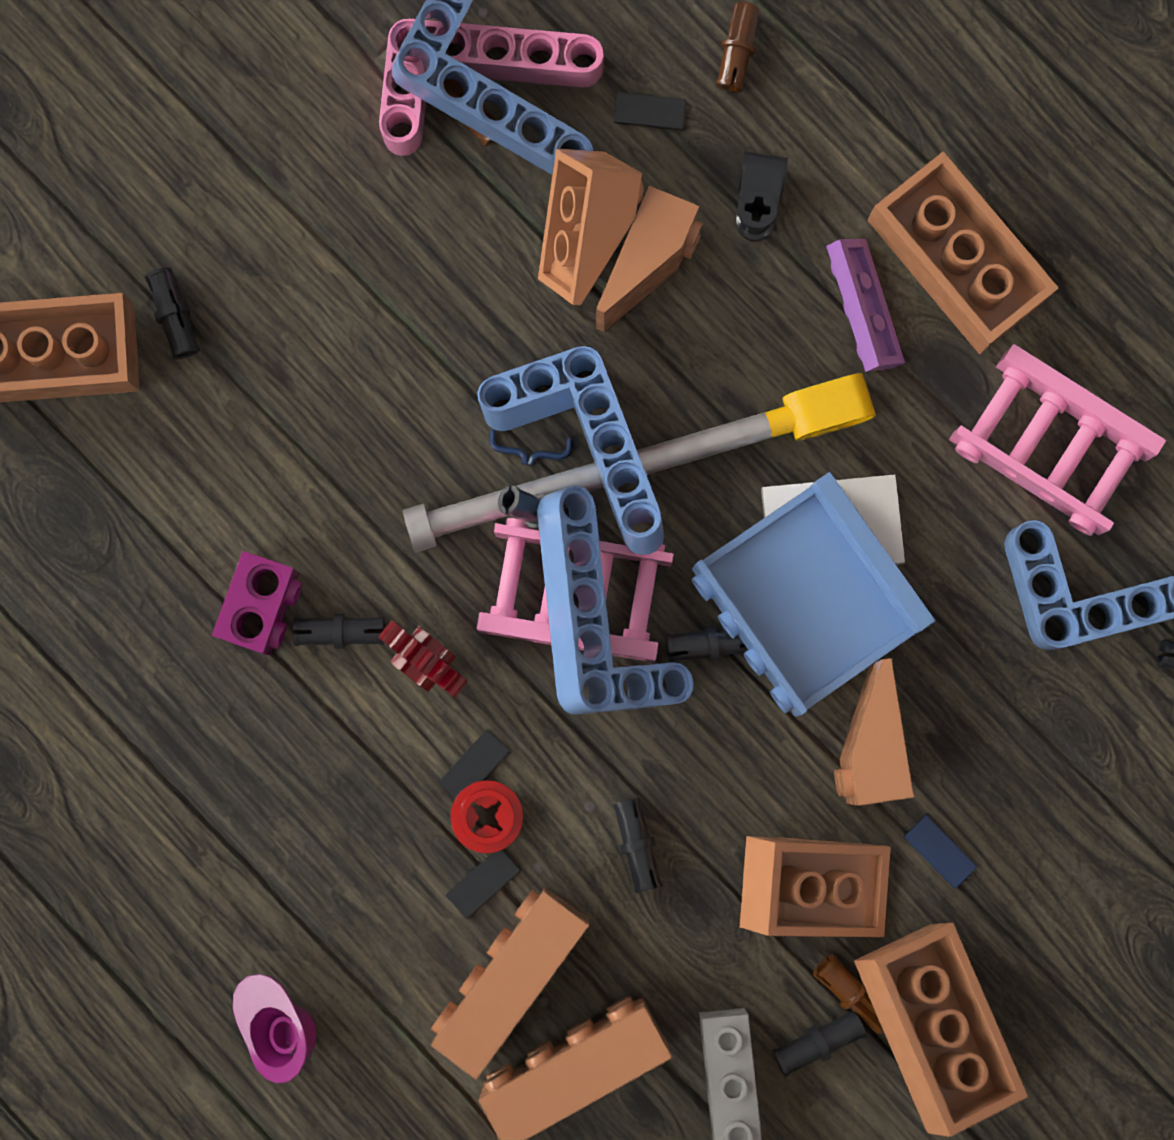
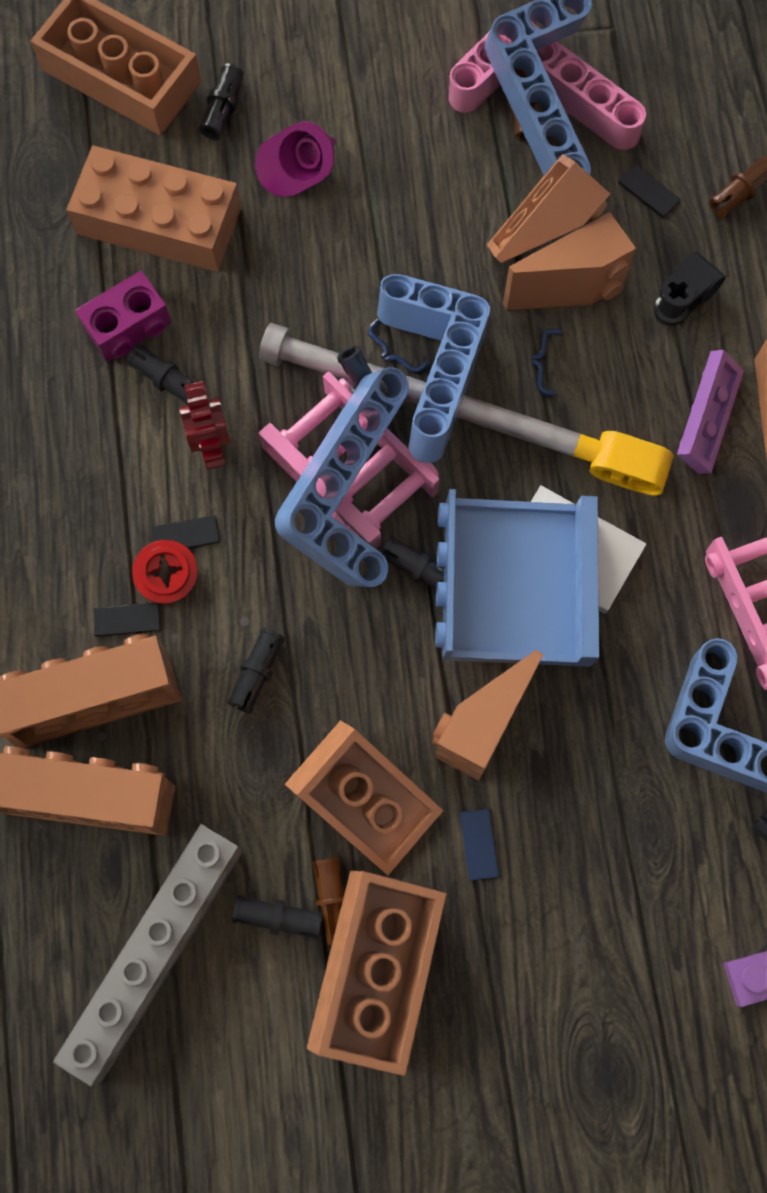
camera: 35 degrees right, 10 degrees down
(199, 474) = (154, 208): none -> nougat brick
(297, 326) = (295, 159): none -> magenta piece
(672, 366) = (536, 357): none -> dark blue piece

